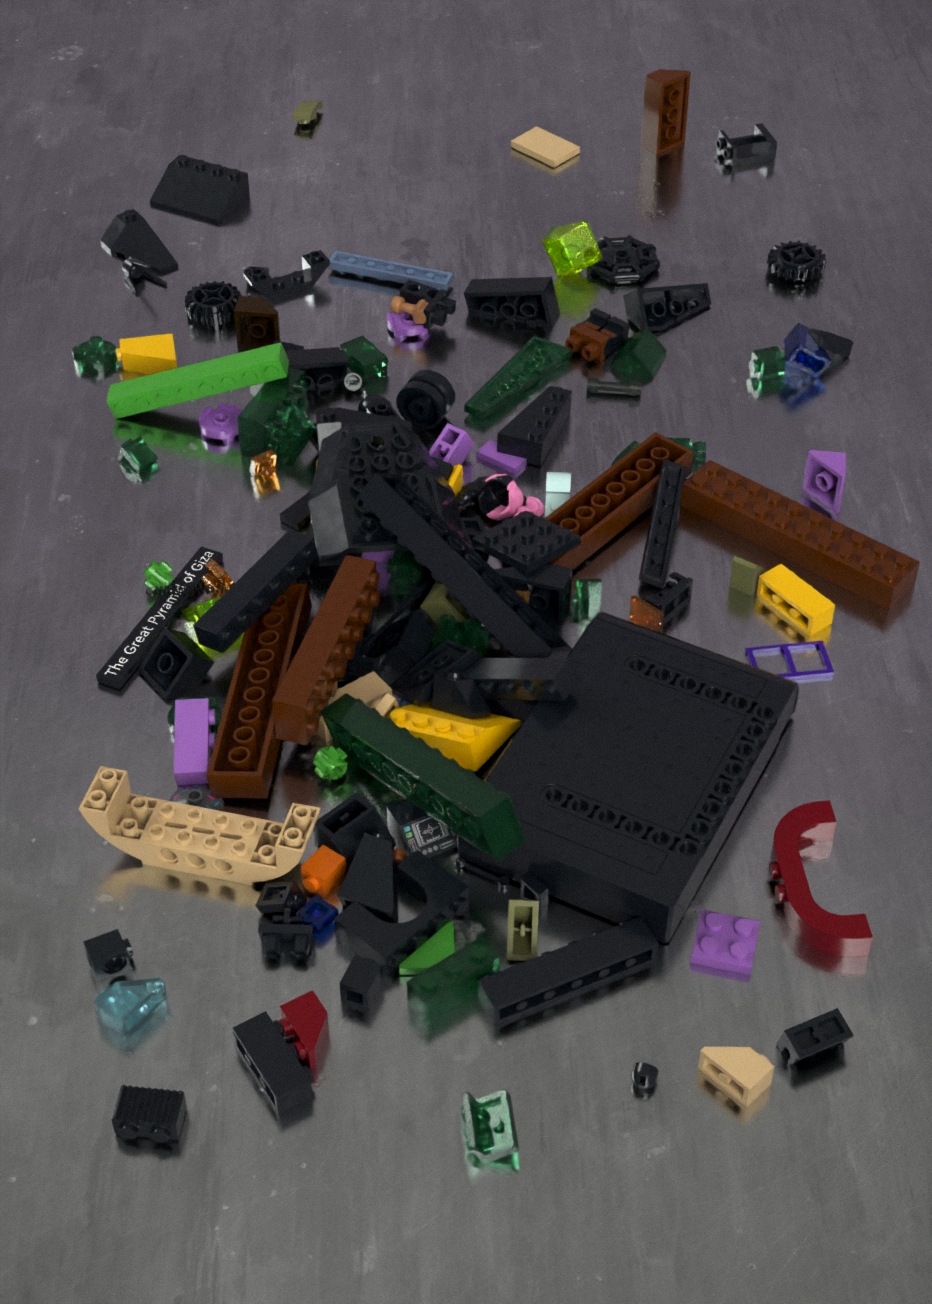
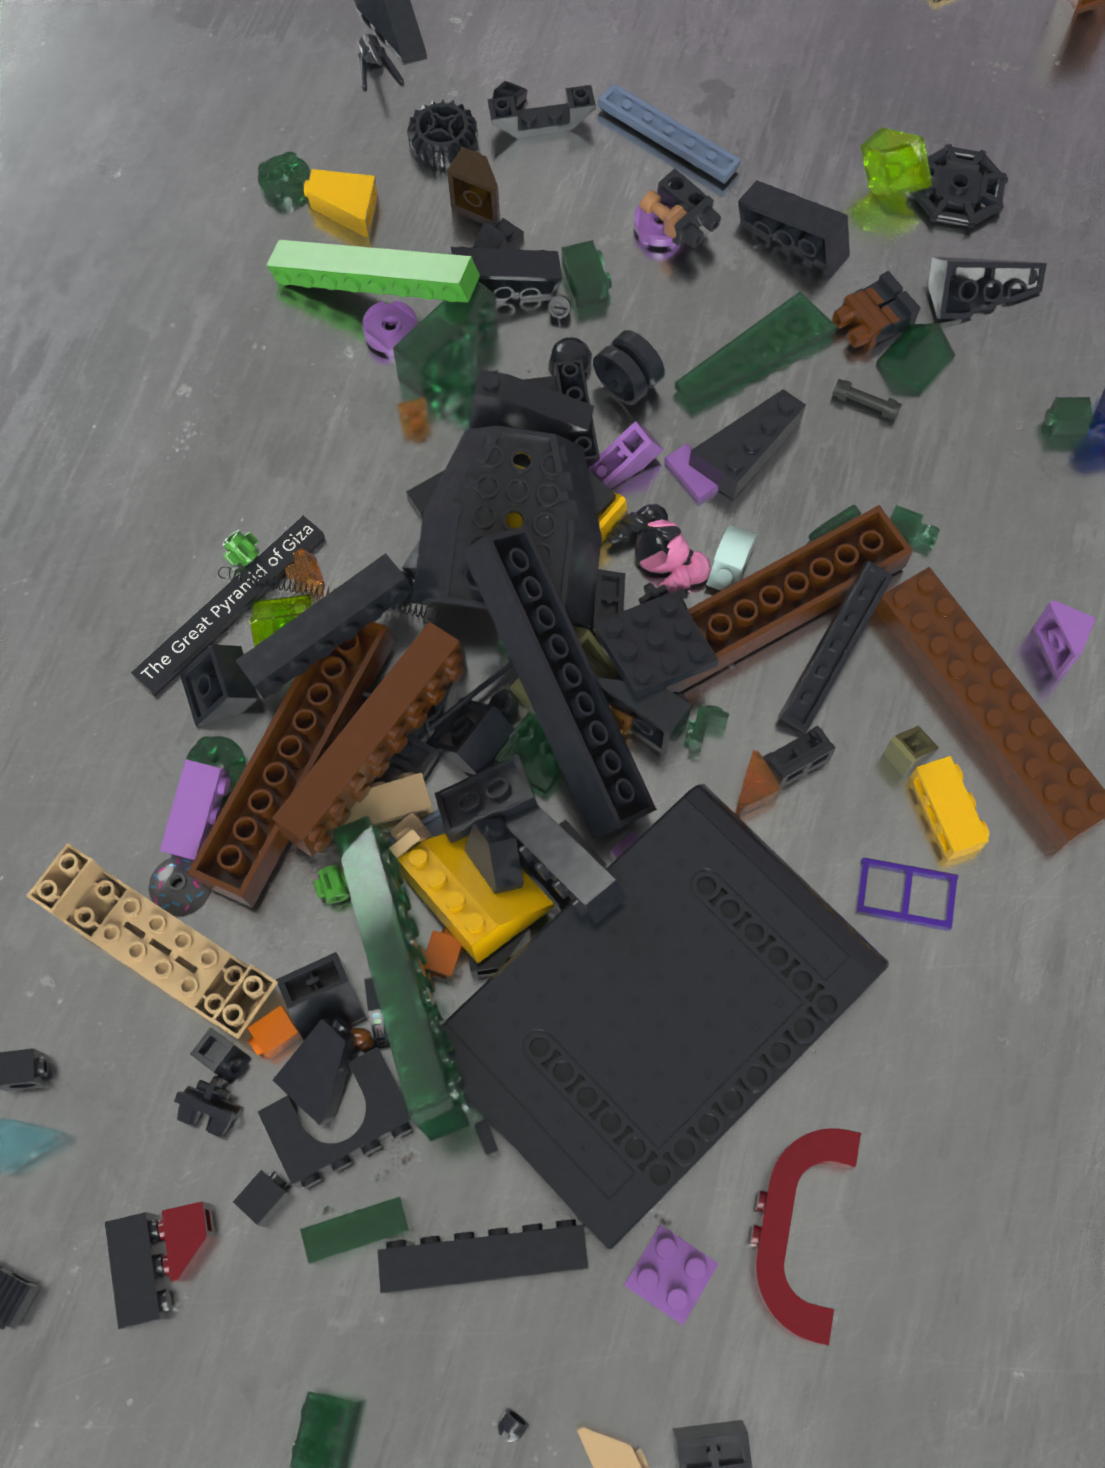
camera: 20 degrees right, 25 degrees up
(137, 454) = (280, 352): clear green bracket -> none
(318, 913) = (249, 1088): clear blue plate -> none
(431, 952) = (355, 1182): bright green tile -> none
(522, 929) = (453, 1193): olive slope -> none

